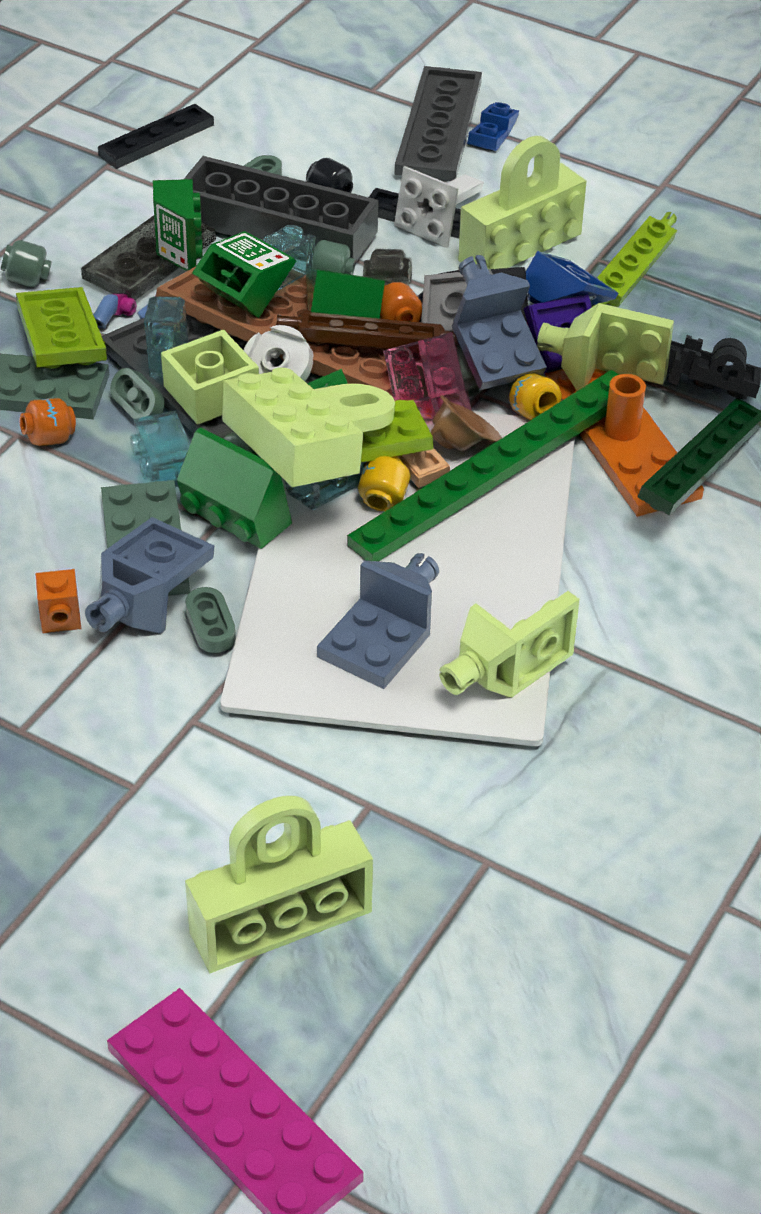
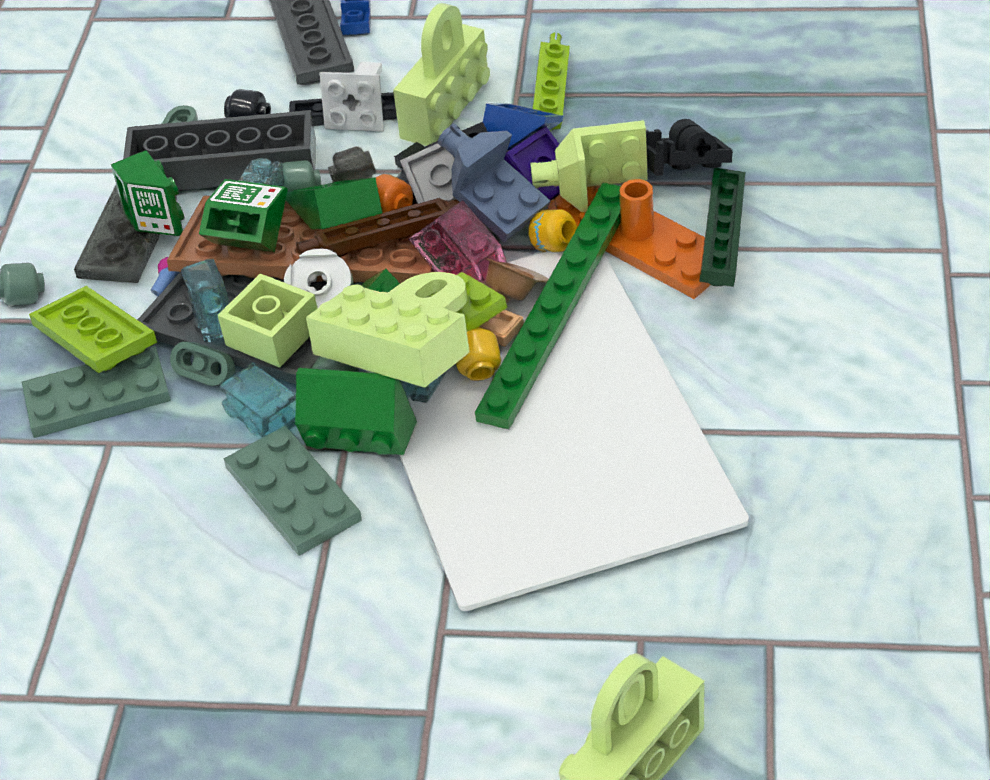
camera: 20 degrees left, 0 degrees up
(48, 421) = (136, 419): orange head -> none
(58, 601) = (256, 575): orange brick -> none
(113, 305) = (125, 290): medium blue arm -> none
(141, 572) = (323, 520): sand blue plate -> none
(155, 136) = (58, 126): black tile -> none
(210, 619) = (406, 541): sand green plate -> none
(385, 622) = (557, 473): sand blue plate -> none
(513, 658) = (683, 461): yellowish green plate -> none

